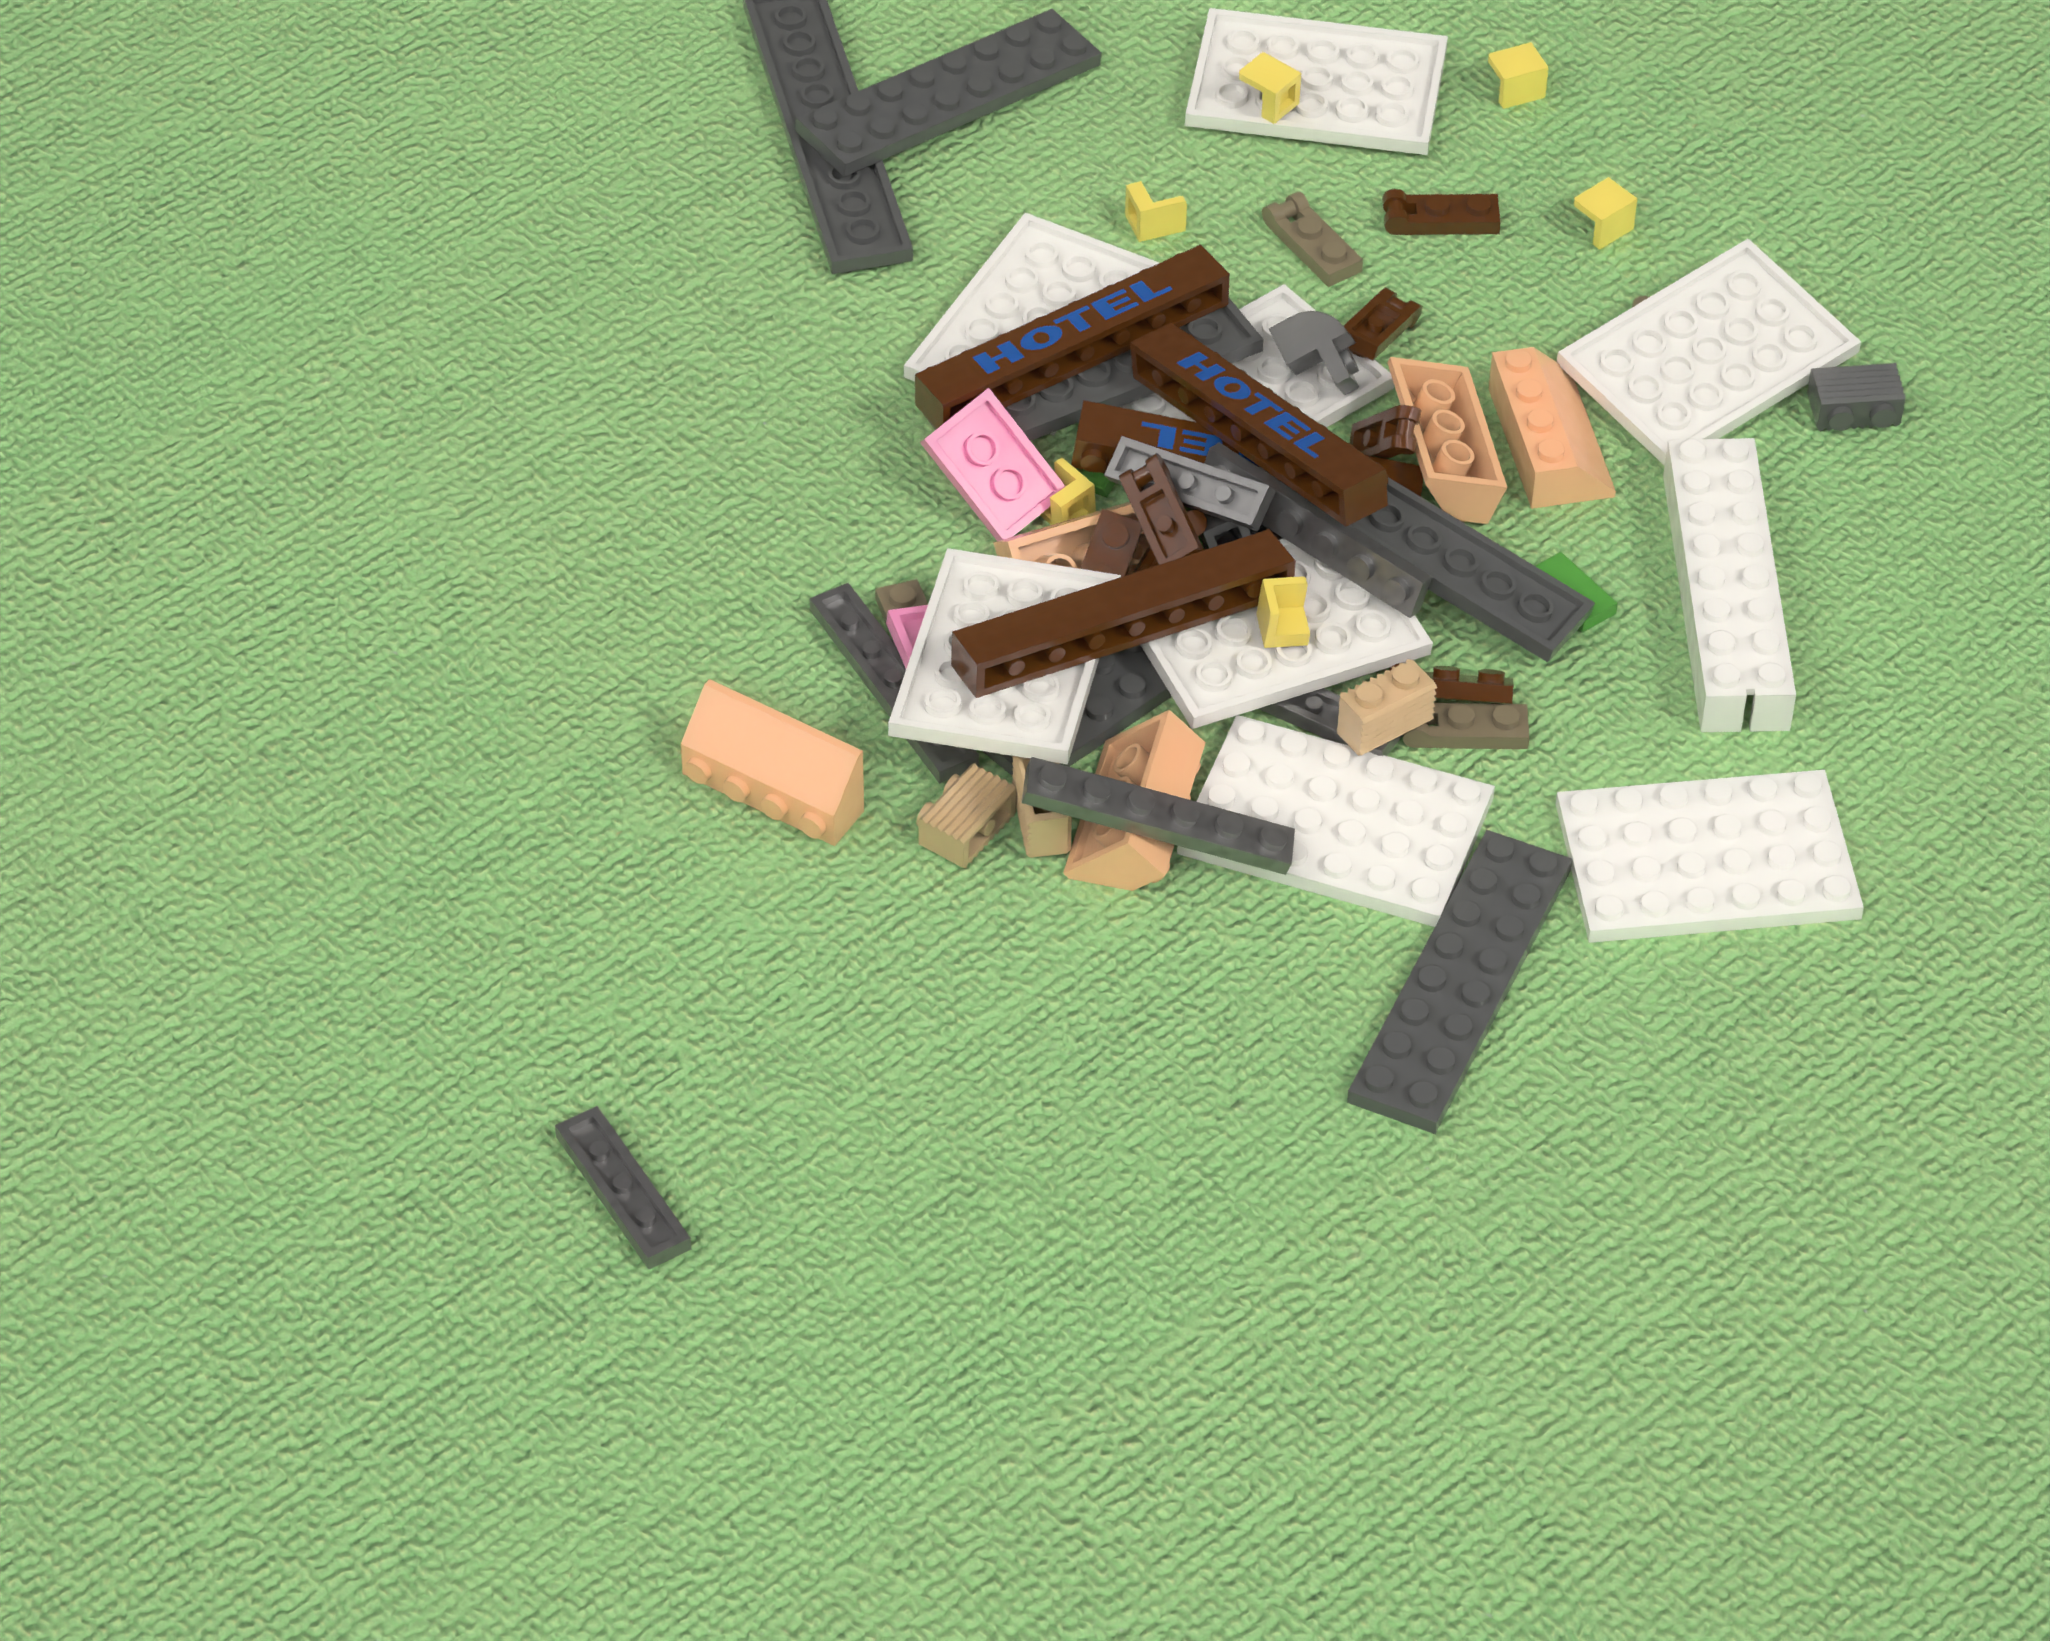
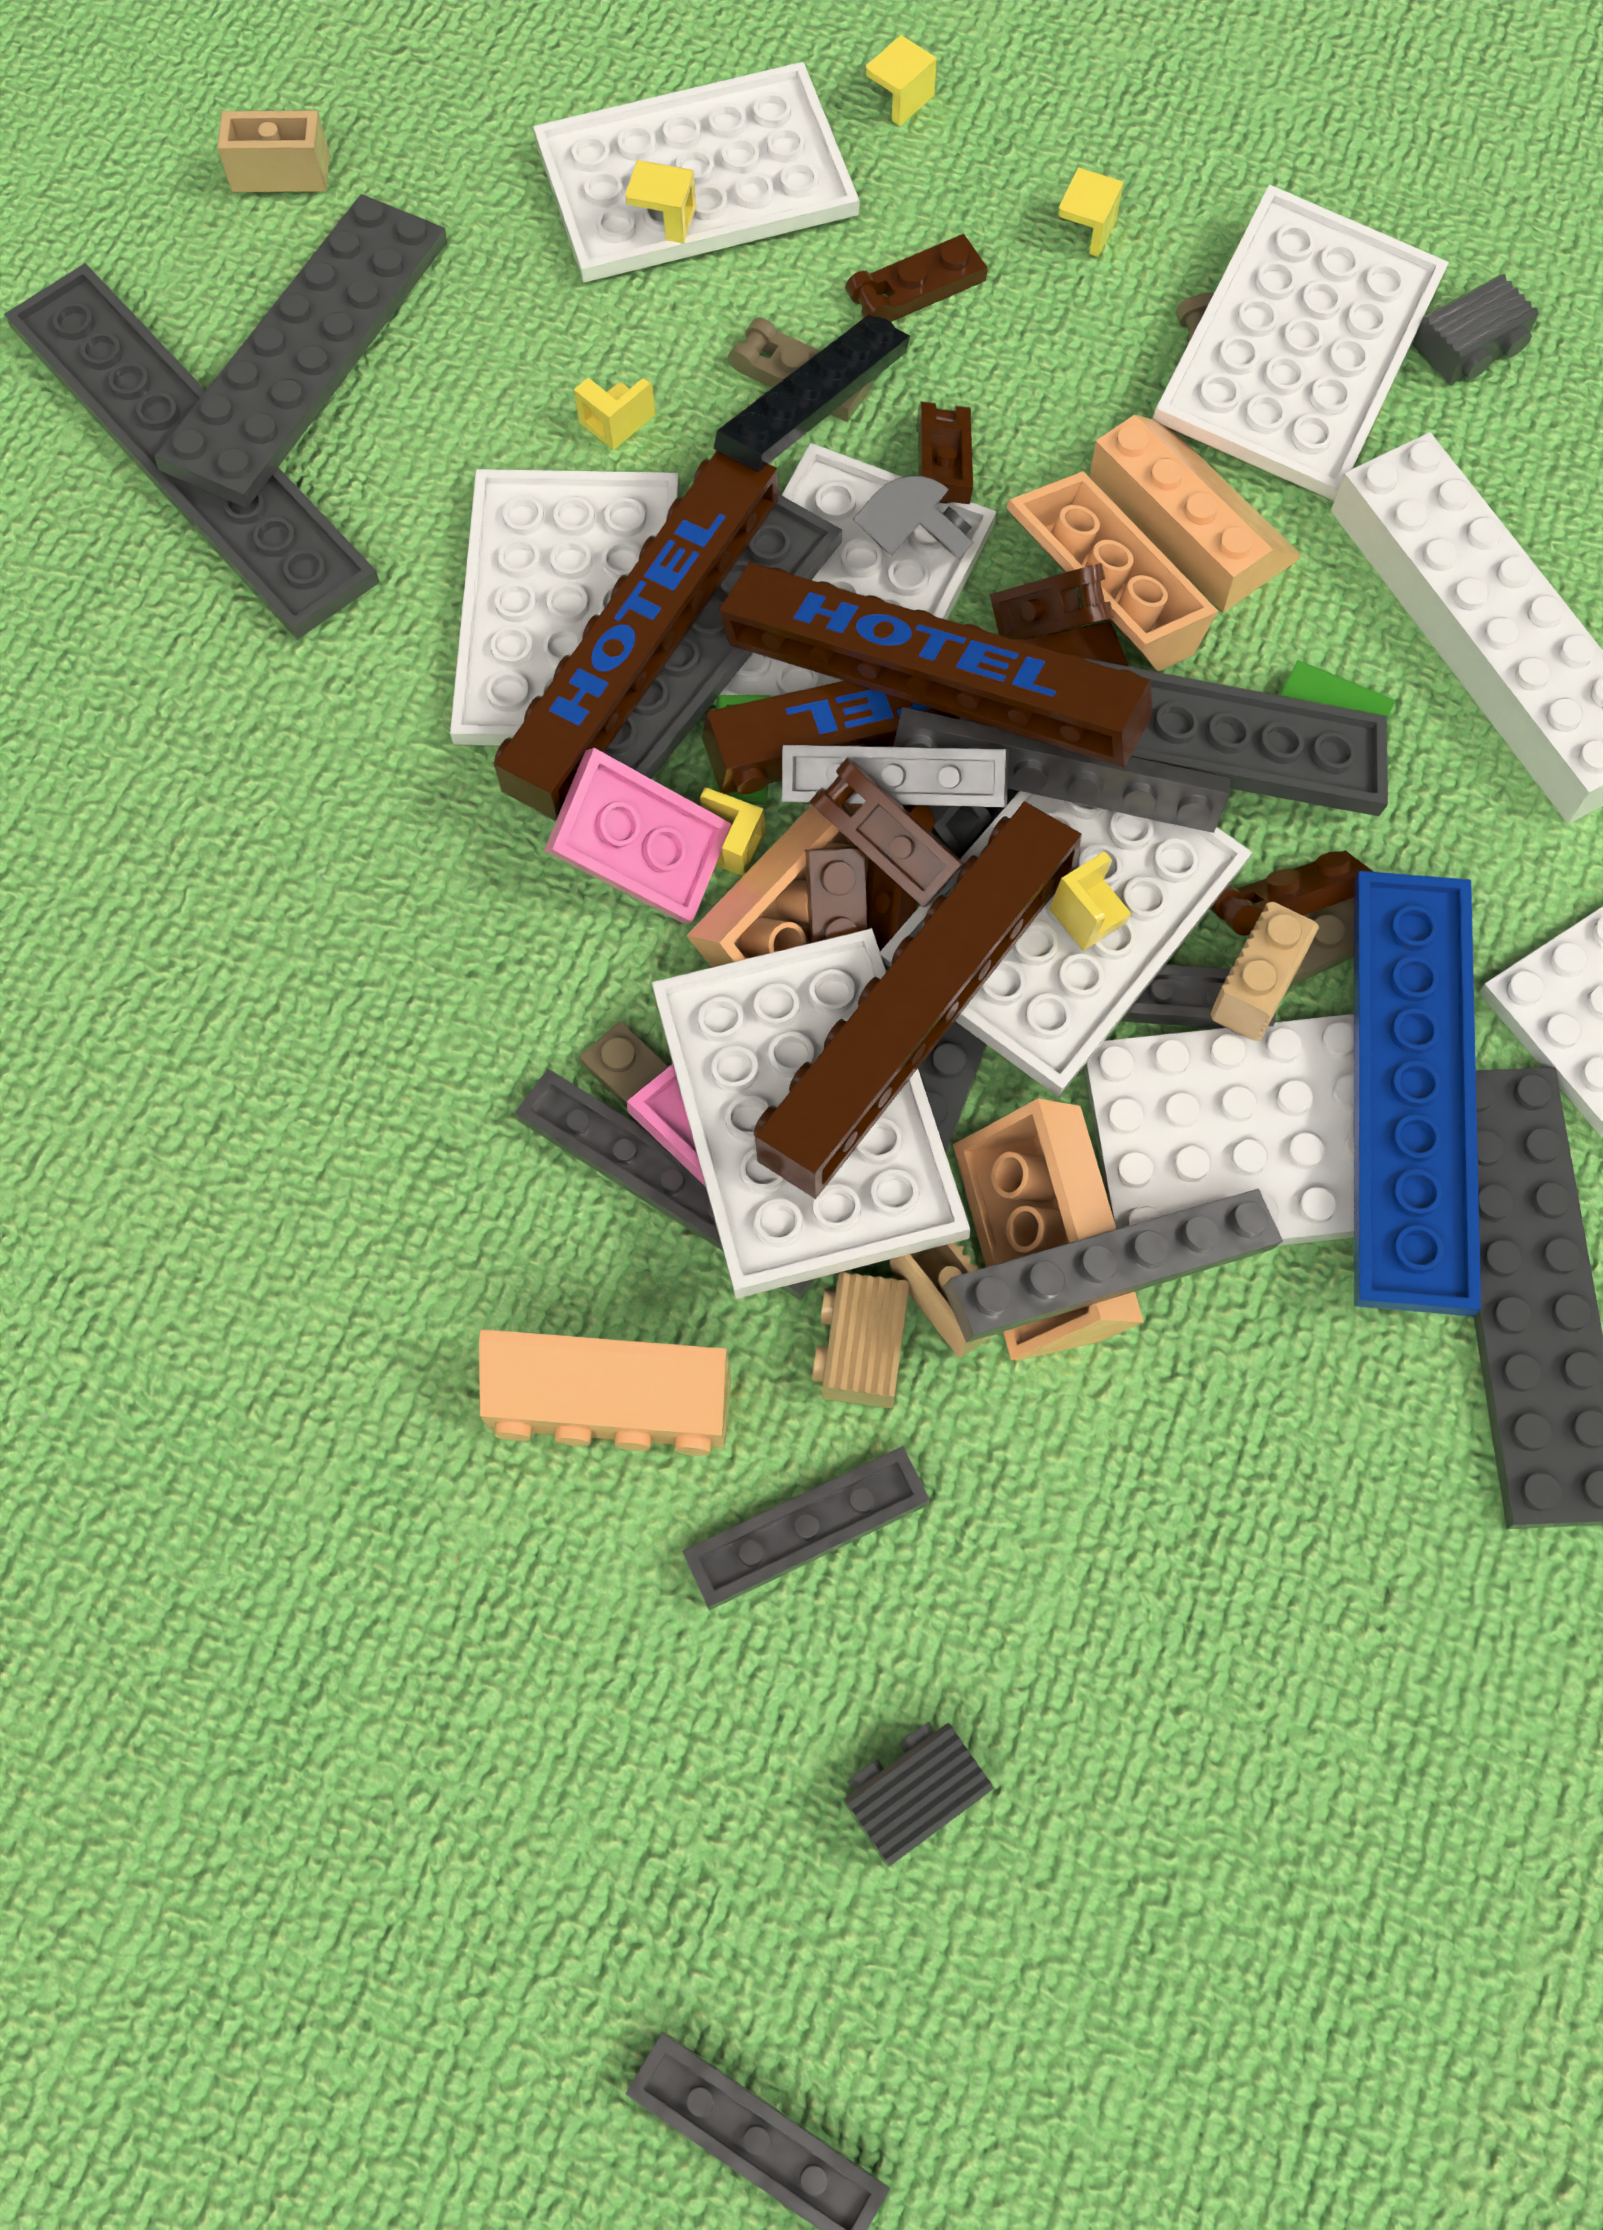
camera: 25 degrees left, 20 degrees up
(840, 1061) = (916, 1792): none -> dark grey brick
(860, 900) = (806, 1528): none -> flat silver plate
(1299, 244) = (811, 393): none -> black plate
(1447, 818) = (1415, 1096): none -> blue plate

